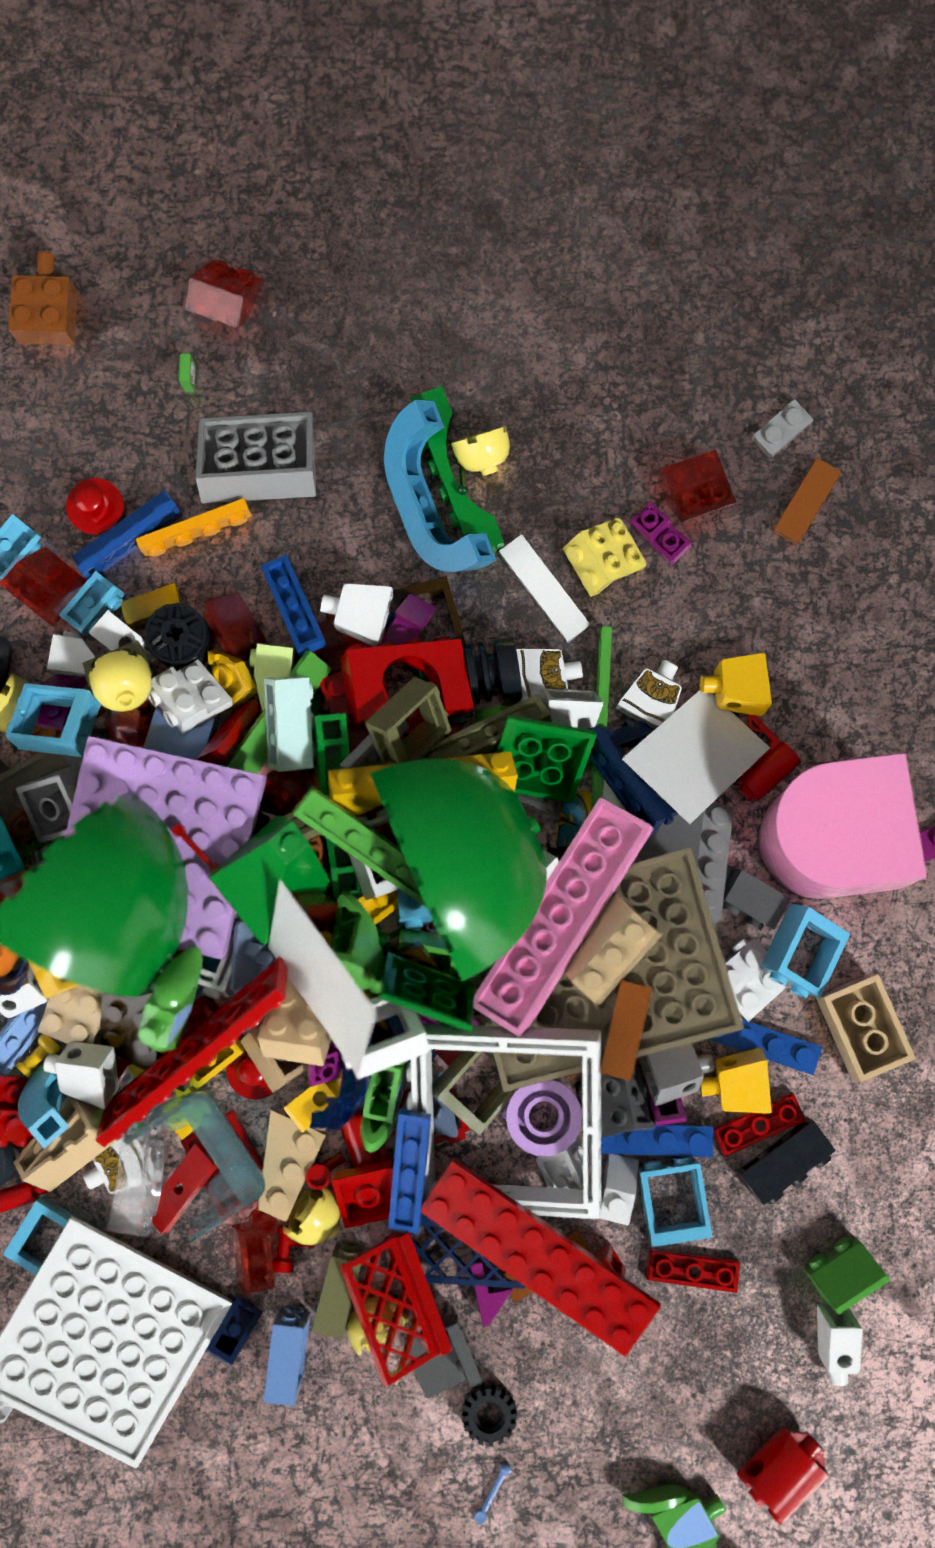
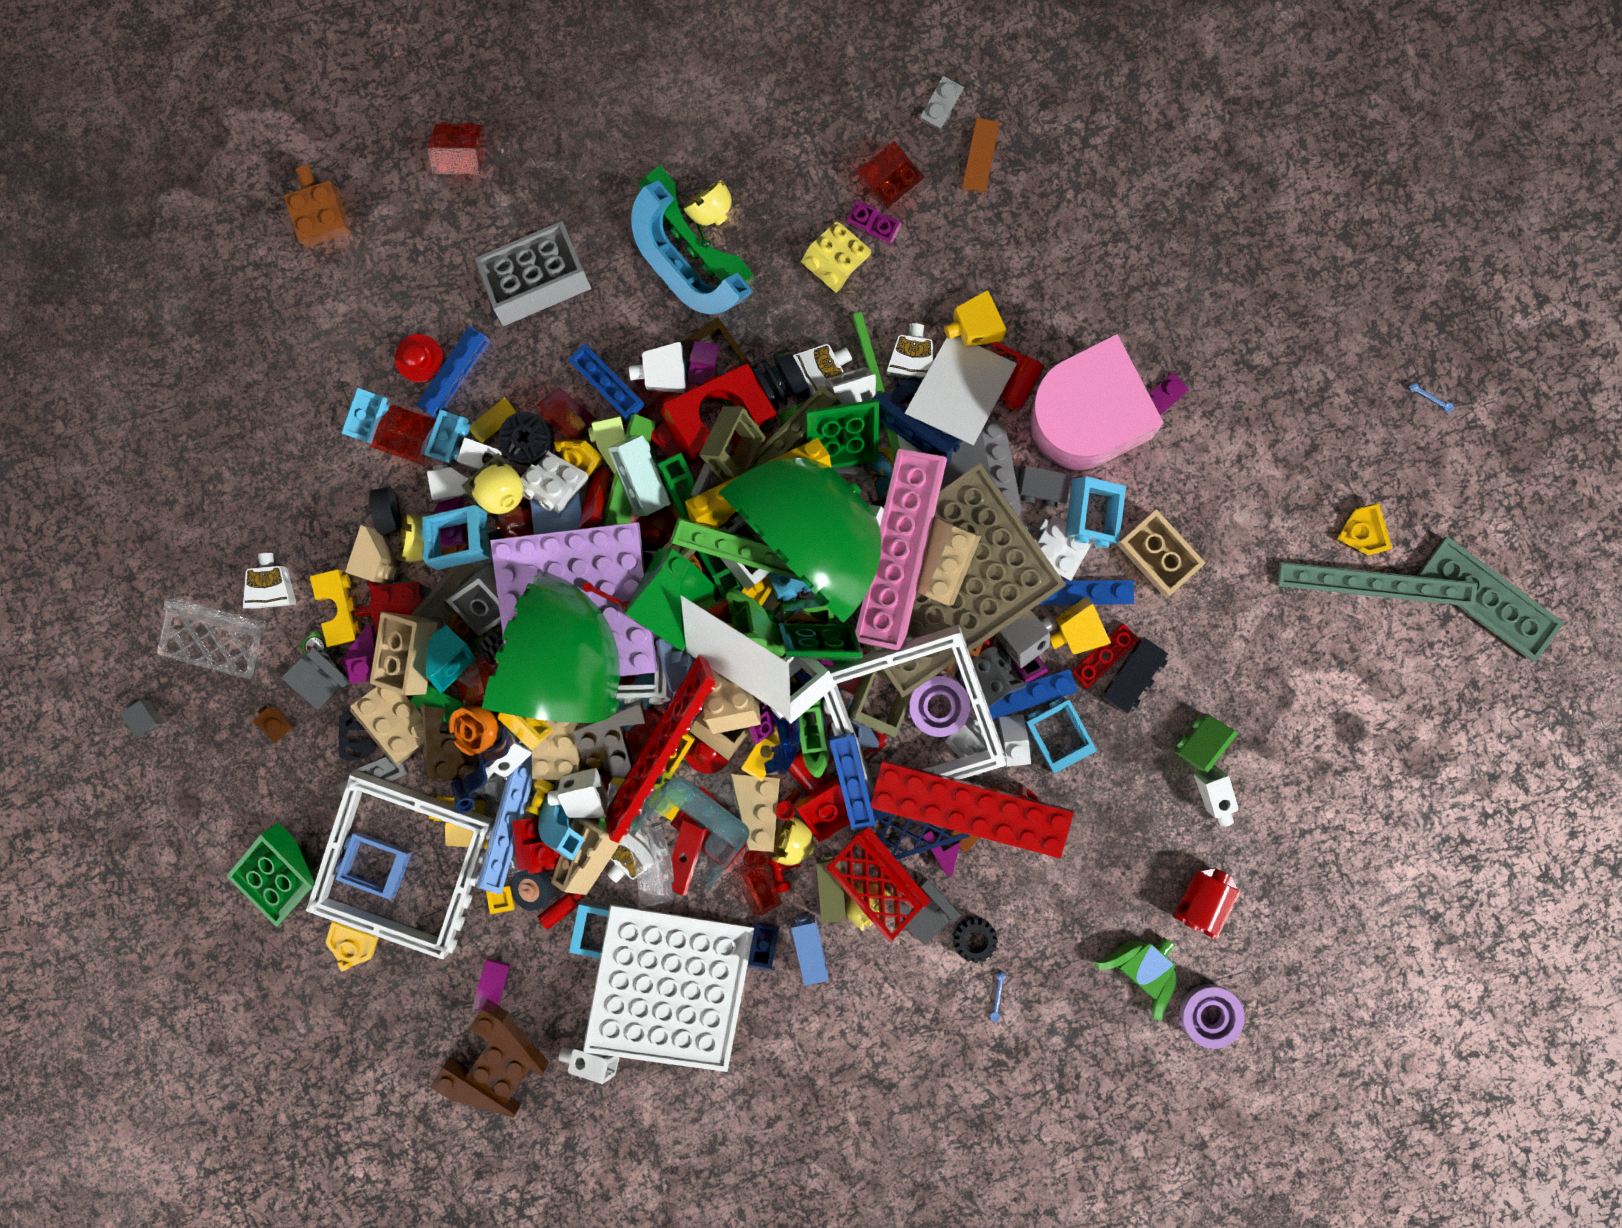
camera: 20 degrees left, 5 degrees up
(171, 1004) = (630, 716): bright green torso -> none
(185, 531) = (512, 342): light orange plate -> none
(187, 372) = (451, 224): bright green tile -> none
(544, 588) = (797, 299): white tile -> none
(626, 1030) = (978, 617): dark orange tile -> none
(674, 1268) = (1077, 785): red tile -> none

